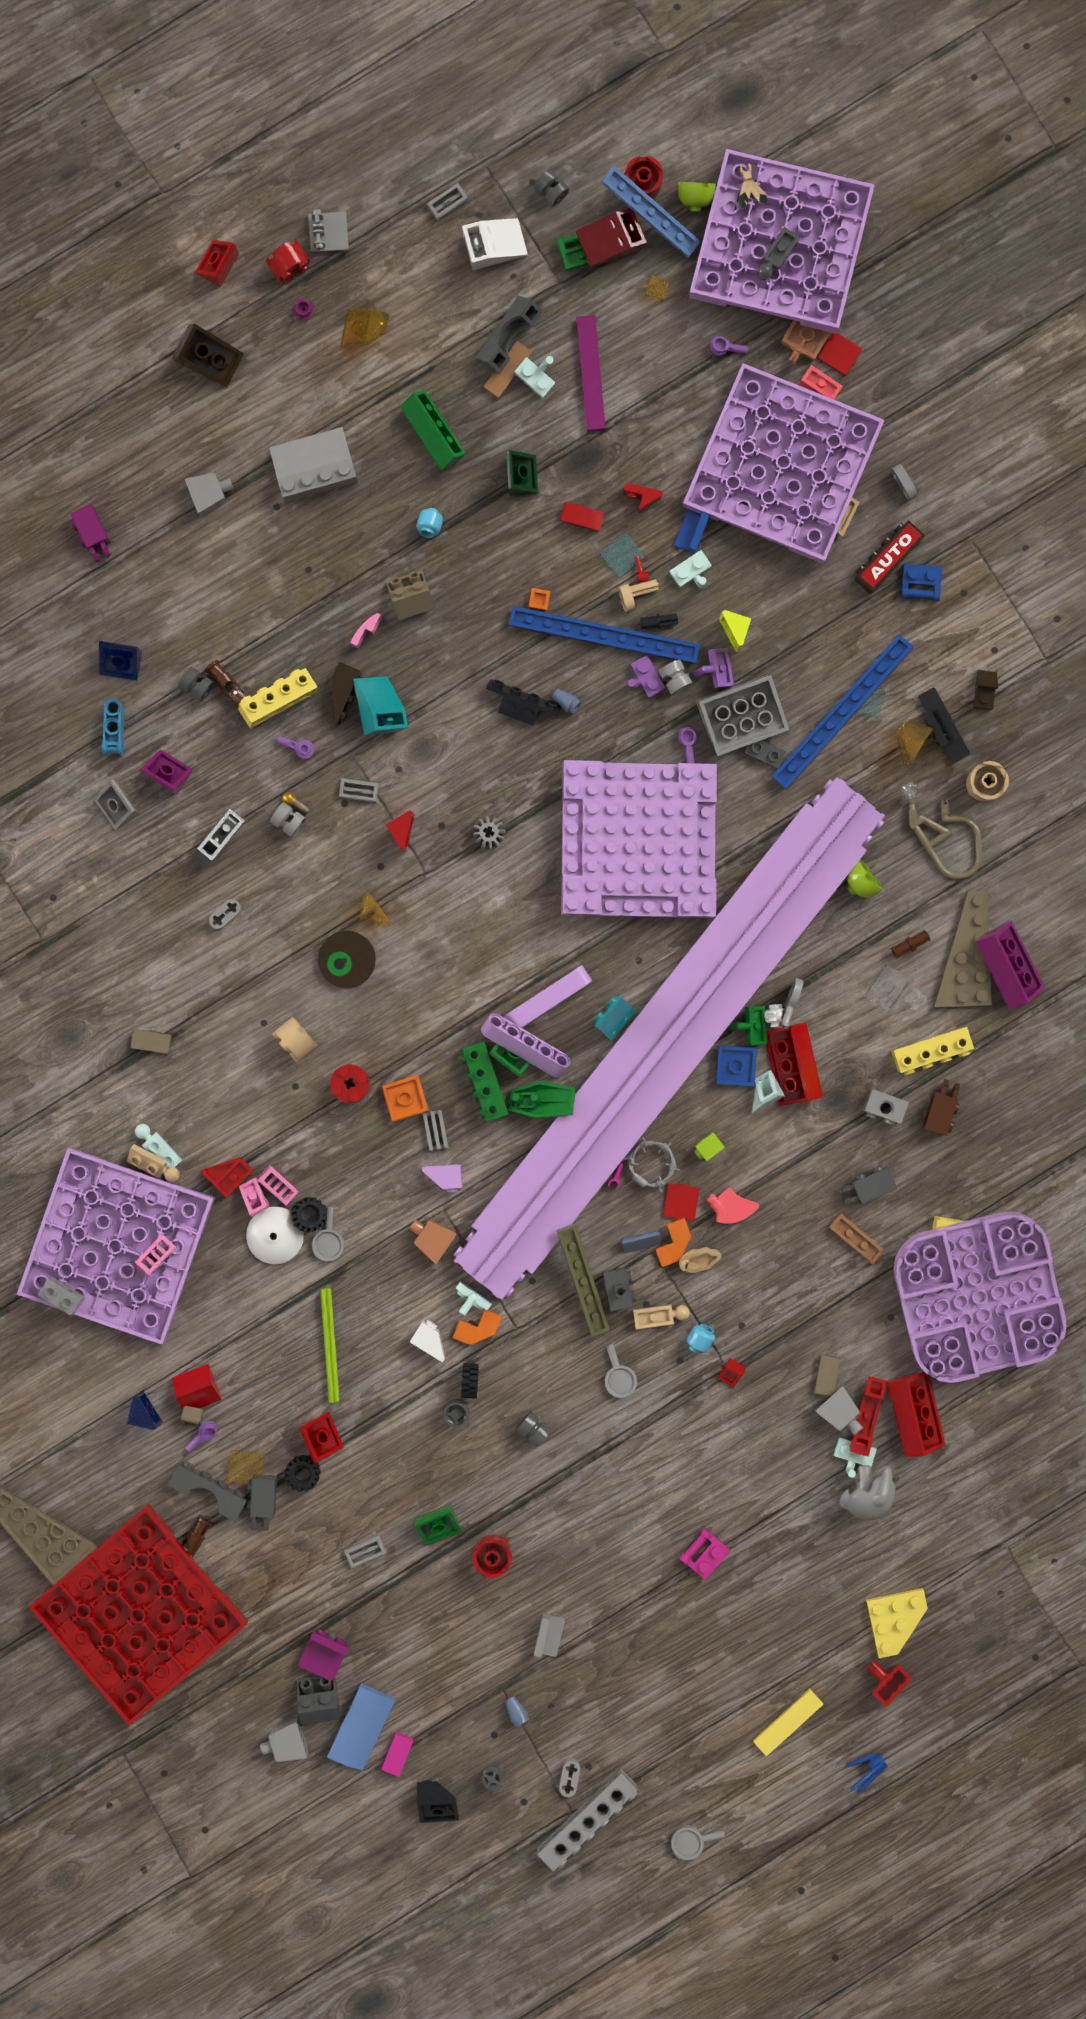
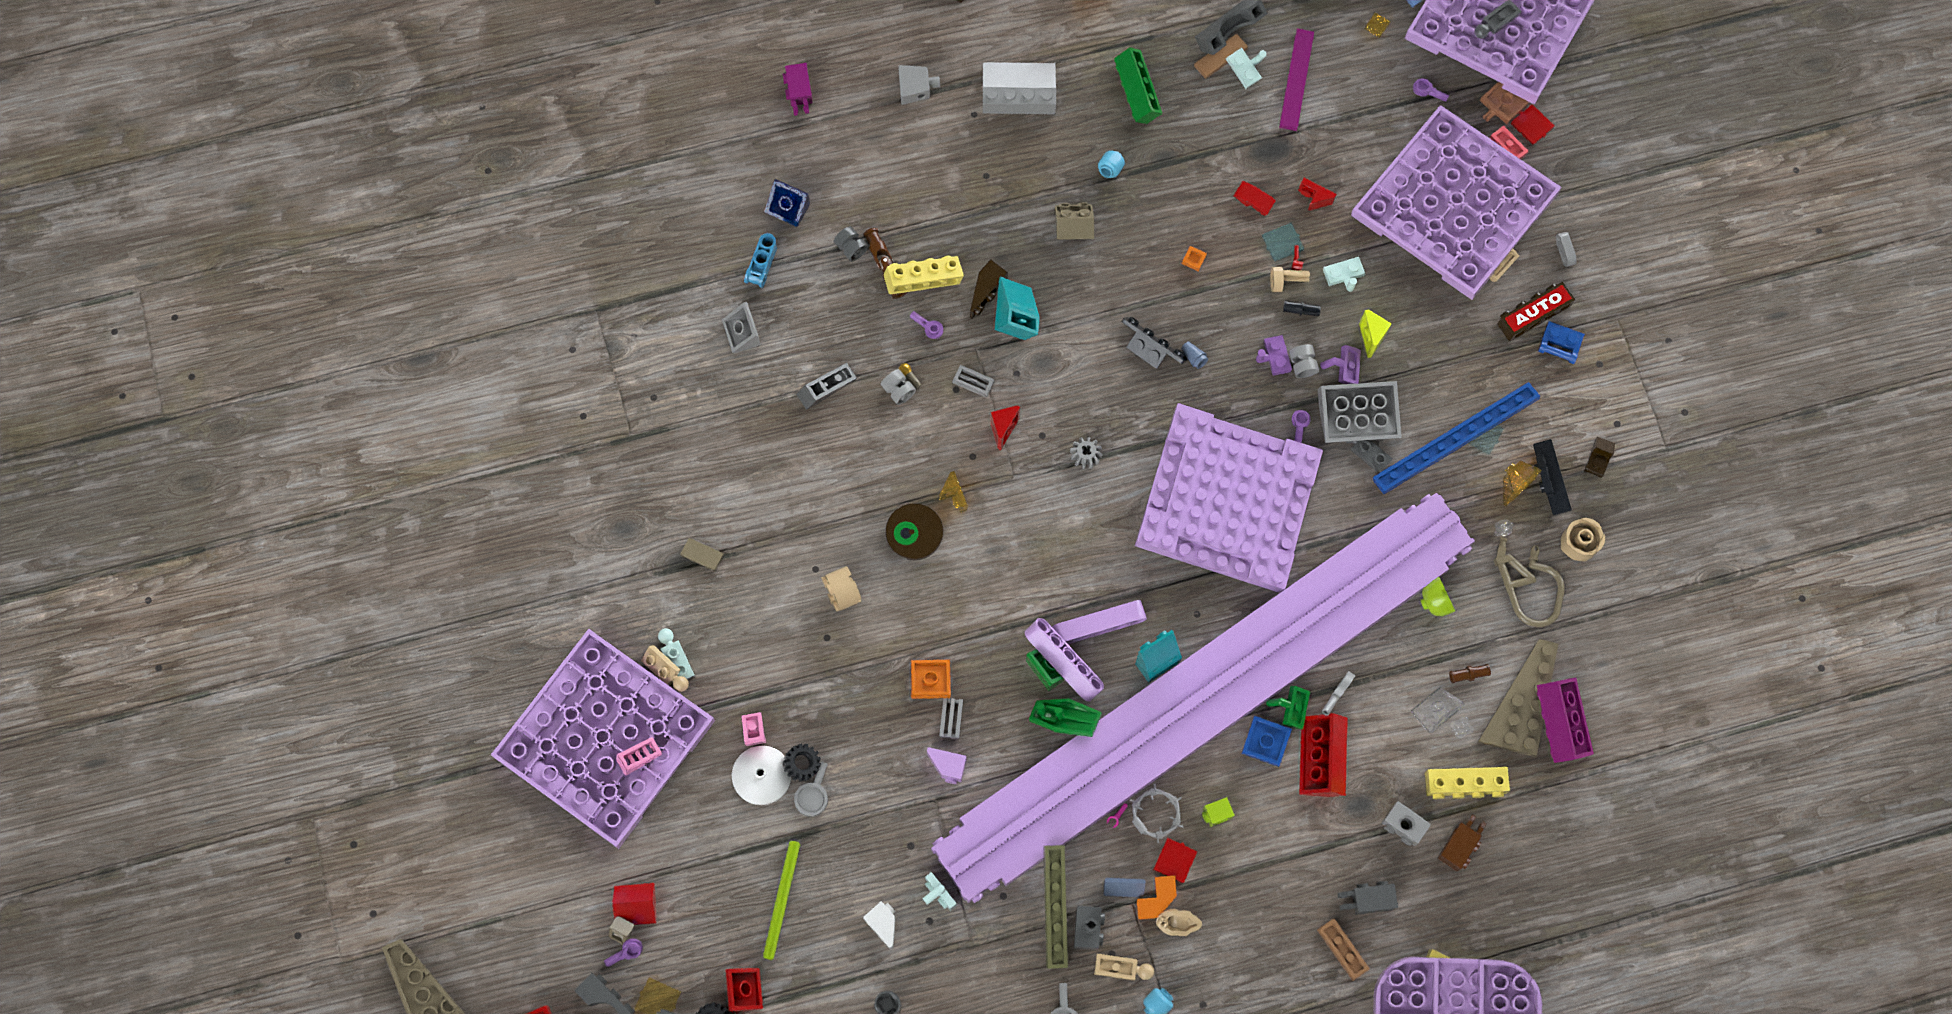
camera: 15 degrees right, 15 degrees down
(61, 1295) = (534, 766): light grey brick -> none
(143, 1412) = (573, 908): clear blue slope -> none
(167, 771) = (797, 314): magenta slope -> none
(228, 917) = (813, 461): light grey beam -> none
(228, 1175) = (735, 702): red wing -> none
(261, 1178) = (777, 709): bright pink slope -> none
(340, 1088) = (878, 637): red brick -> none
(368, 626) = (1026, 238): bright pink slope -> none
(432, 1238) = (917, 822): nougat torso -> none
(469, 1380) = (911, 975): black tyre -> none
(471, 1334) = (943, 929): orange tile -> none
(485, 1081) = (1014, 684): green brick -> none
(521, 473) = (1208, 145): dark green slope -> none
(604, 635) = (1246, 306): blue plate -> none
(691, 531) = (1354, 239): blue panel -> none
(731, 1207) = (1224, 880): coral arm -> none
(766, 1091) = (1290, 775): light aqua slope -> none
(775, 1015) = (1317, 702): white gear -> none

